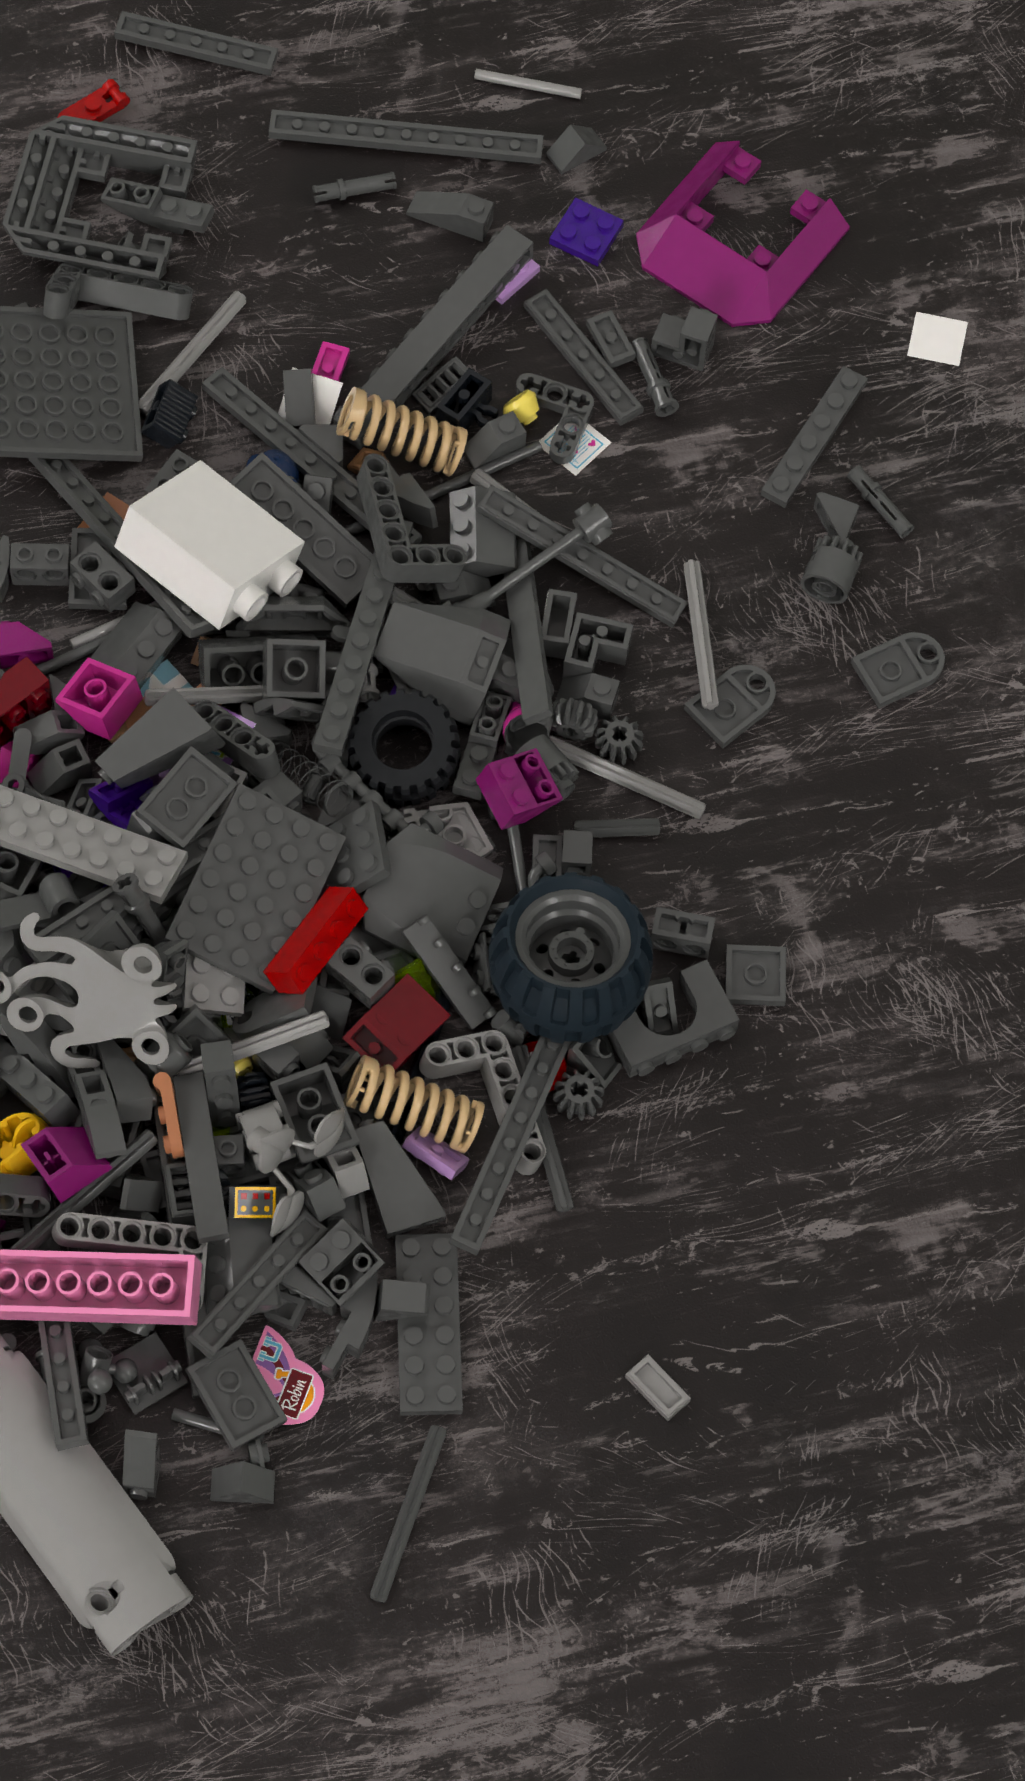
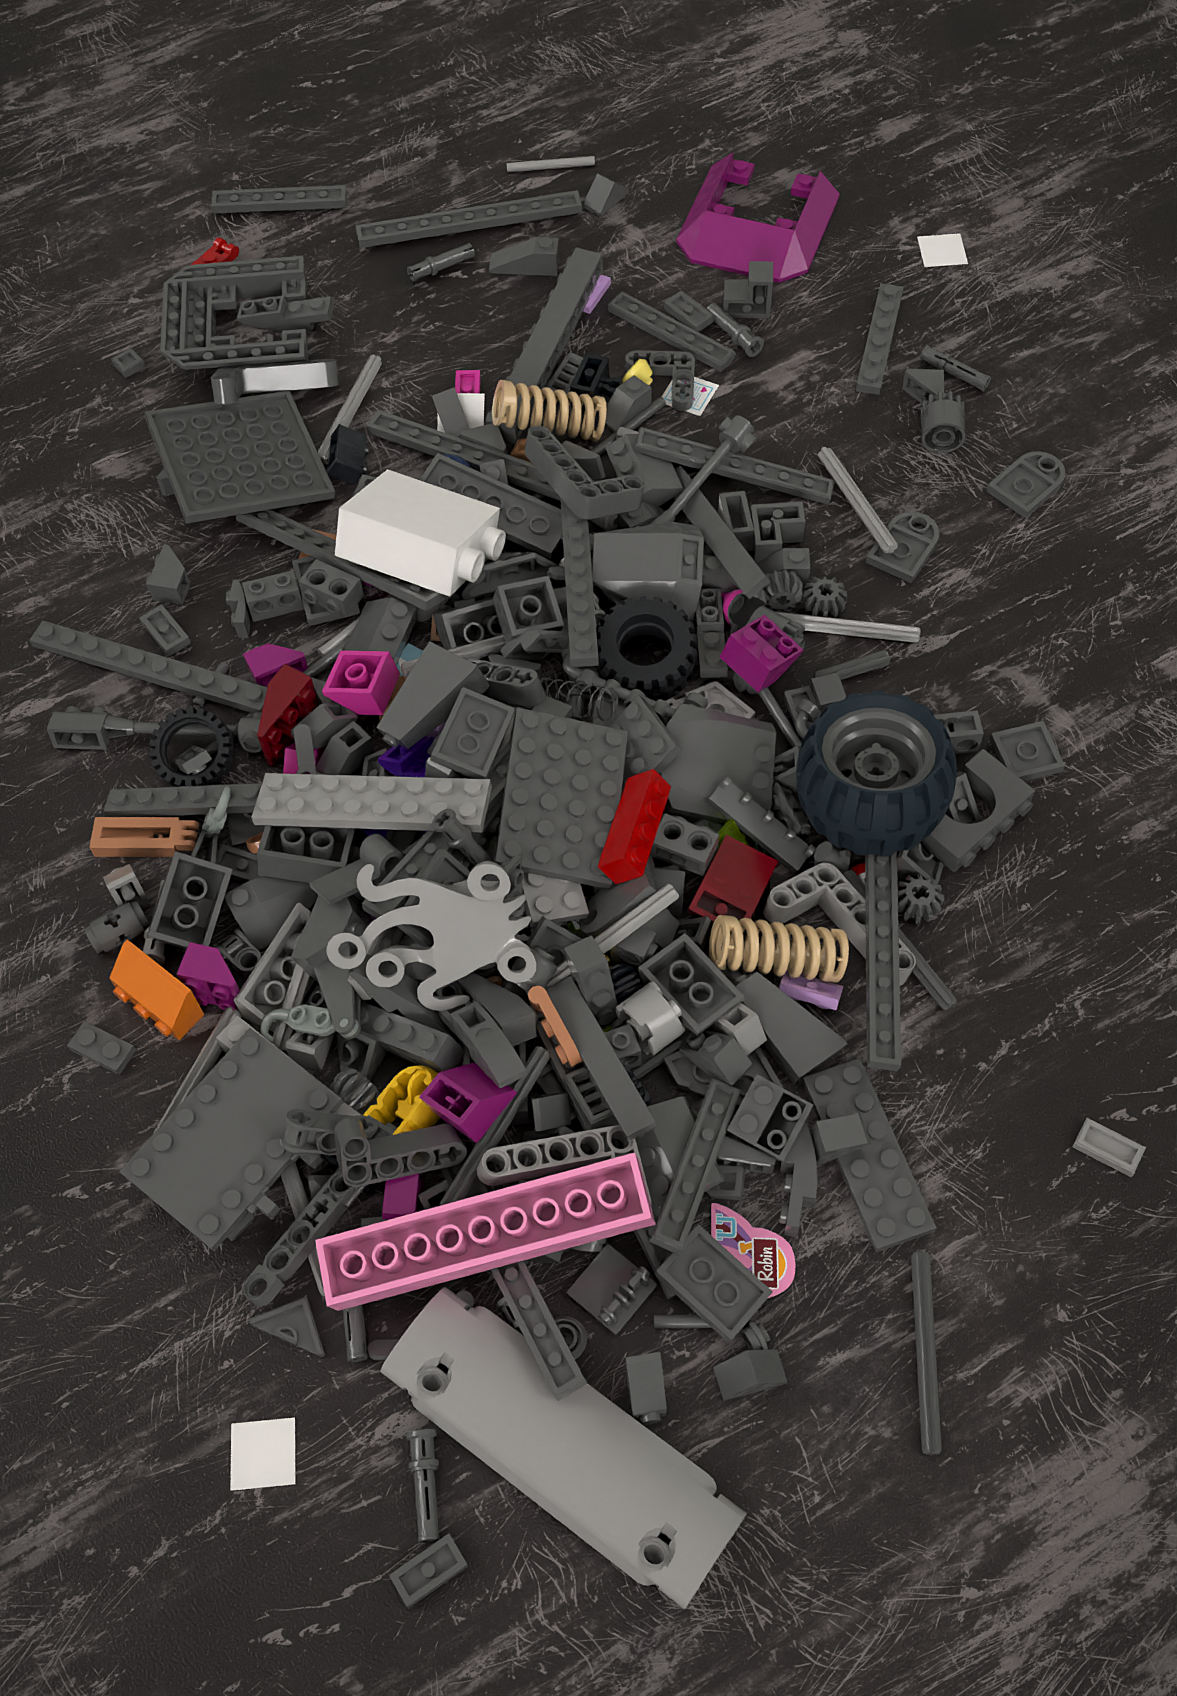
camera: 10 degrees left, 5 degrees down
(97, 1367) = (566, 1300): dark grey piece -> none
(254, 1200) = (668, 1083): dark grey slope -> none
(272, 1148) = (673, 1029): light grey plant -> none
(586, 232) = (637, 247): dark purple plate -> none

